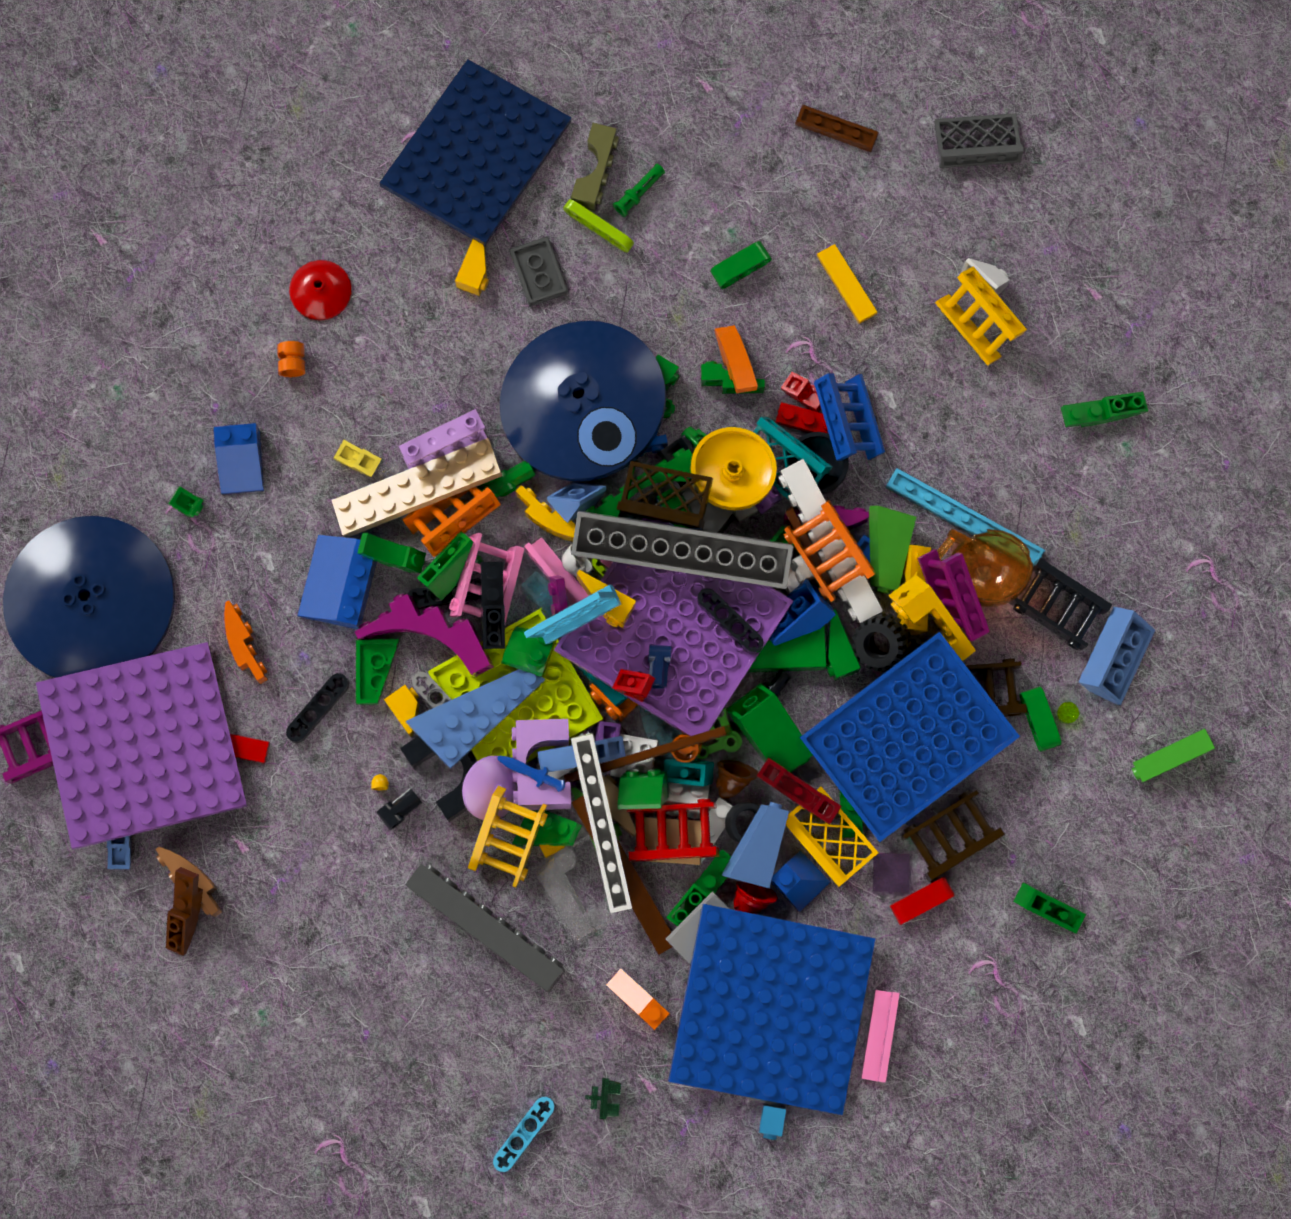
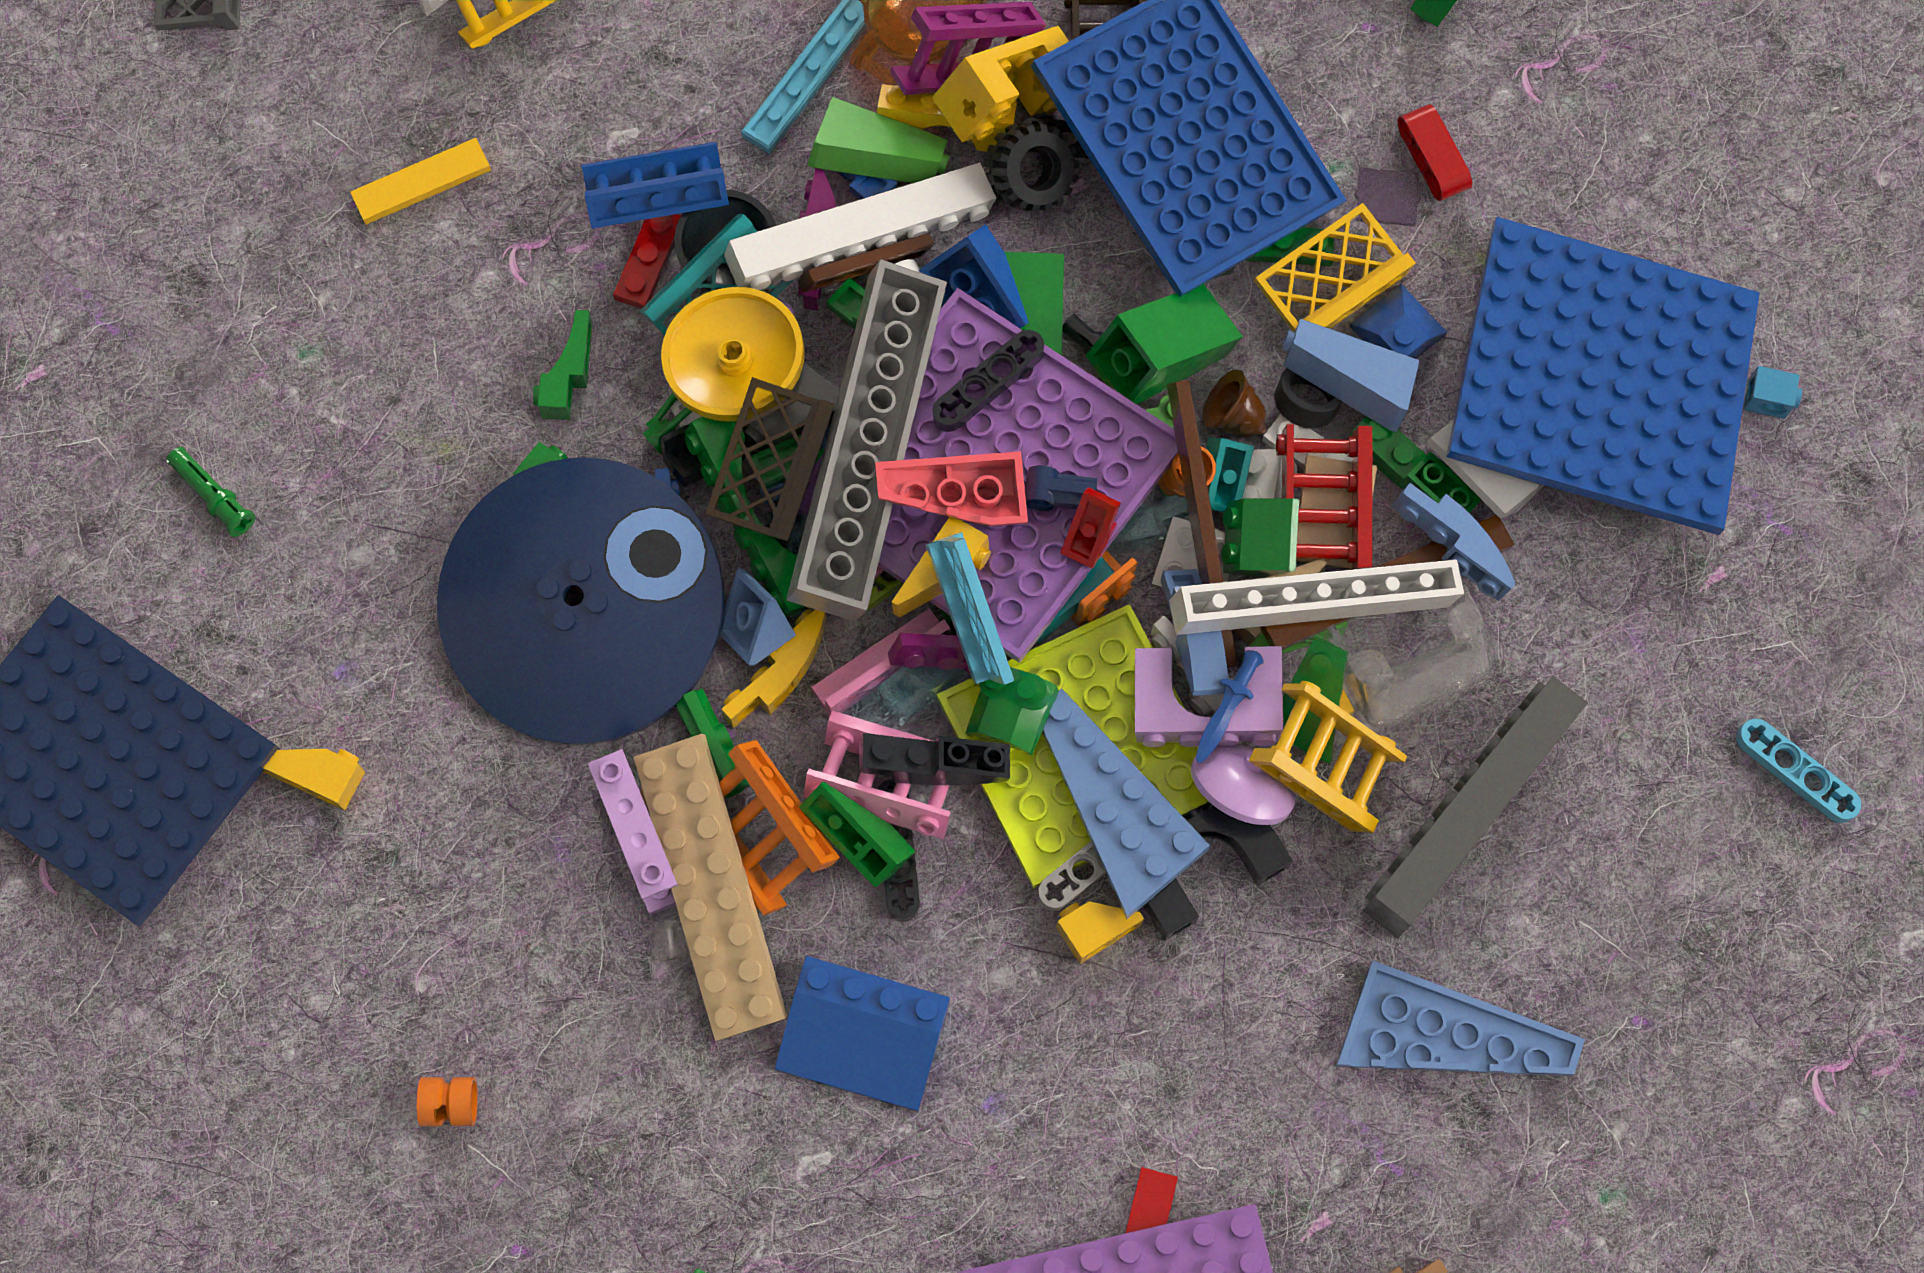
camera: 90 degrees left, 5 degrees down
(238, 637) = (950, 1215): orange slope -> none
(239, 458) = (623, 1204): blue slope -> none
(320, 710) = (1090, 1075): black beam -> none
(326, 300) = (337, 1066): red dish -> none
(355, 904) = (1433, 1028): none -> medium blue wing
(357, 459) = (642, 994): light yellow slope -> none
(372, 668) = (1021, 981): green wing -> none
(379, 783) = (1220, 977): yellow hinge -> none
(391, 553) = (826, 931): green slope -> none
(395, 812) = (1272, 954): black piece -> none
(406, 618) = (940, 915): magenta arch -> none
(538, 271) = (334, 668): dark grey tile -> none
(574, 563) = (864, 632): white hair -> none
(598, 225) = (265, 561): lime beam -> none
(601, 143) = (116, 546): olive arch -> none
(606, 1109) = (1741, 644): clear green hips -> none
(607, 730) = (1150, 601): medium lavender slope -> none
(637, 999) = (1586, 578): slope -> none
(646, 921) = (1462, 535): none -> medium blue slope
(651, 608) = (965, 487): none -> coral wedge
(736, 359) = (534, 349): orange slope -> none
(740, 264) = (367, 337): green beam -> none
(753, 898) = (1433, 393): red piece -> none
(798, 791) = (1267, 304): dark red slope -> none
(802, 391) = (599, 260): red slope -> none
(836, 128) = (145, 175): reddish brown tile -> none
(839, 532) = (885, 186): orange fence -> none
(840, 655) = (1042, 233): green slope -> none
(880, 1036) = (1640, 228): bright pink fence -> none
(952, 856) = (1353, 75): dark brown fence -> none

